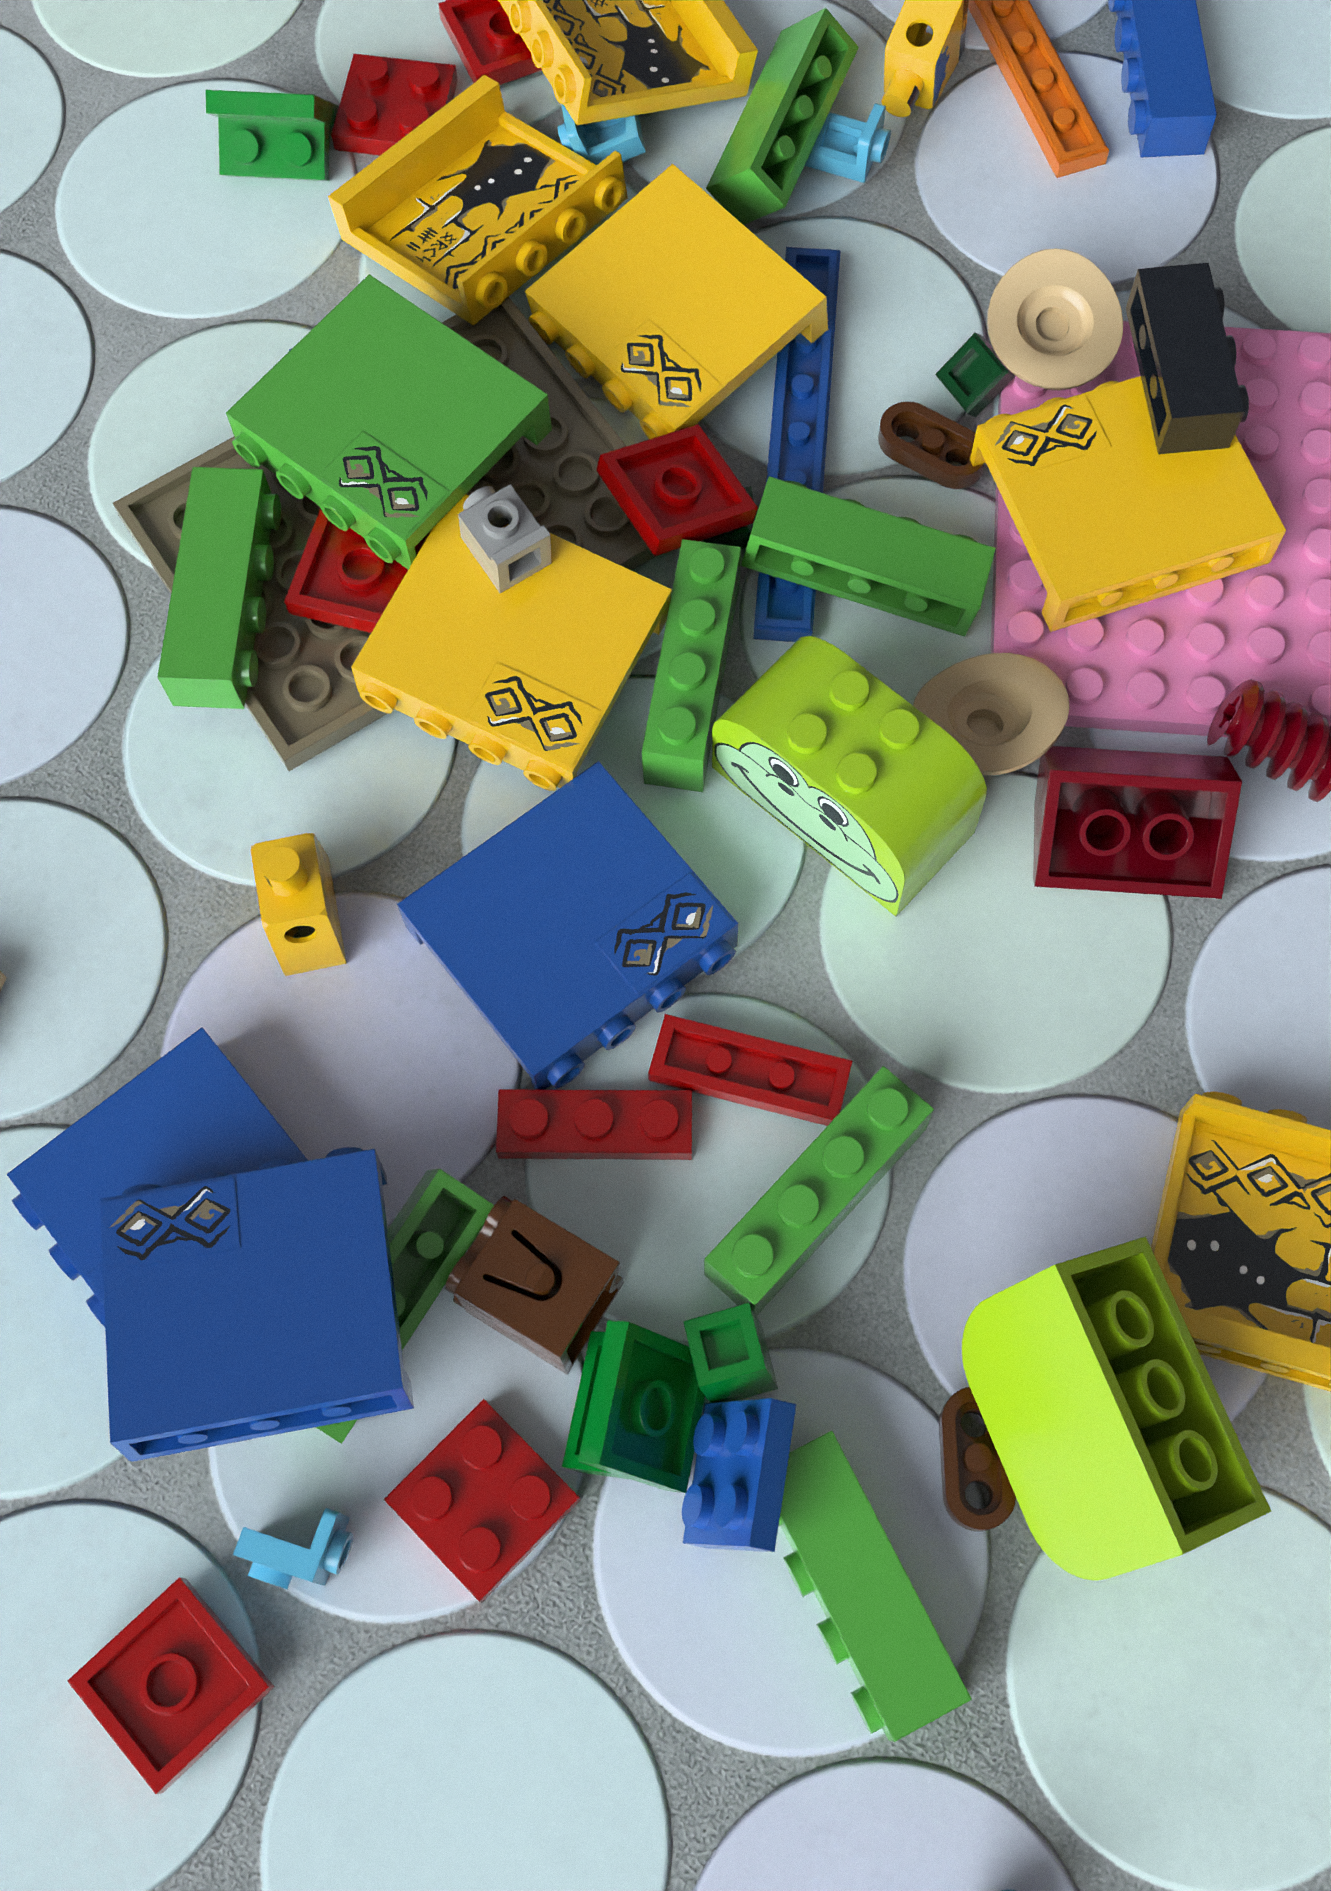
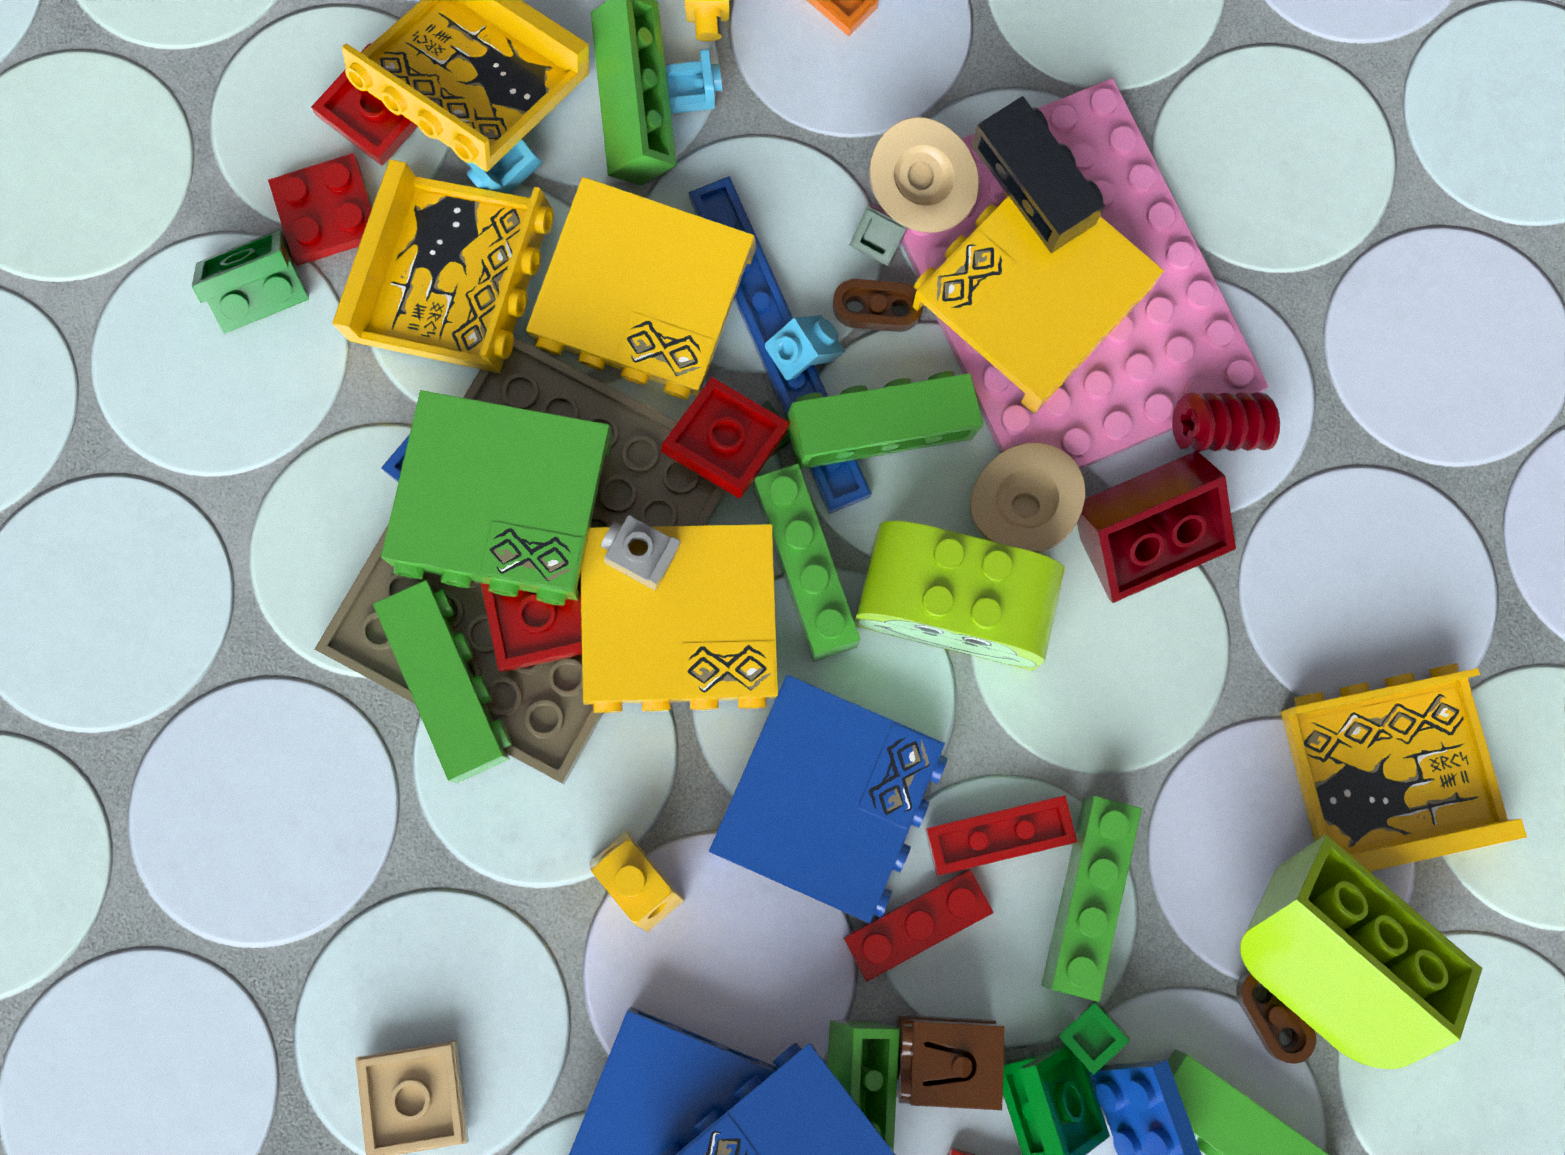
camera: 35 degrees left, 10 degrees up
(825, 439) = (802, 344): none -> medium azure bracket

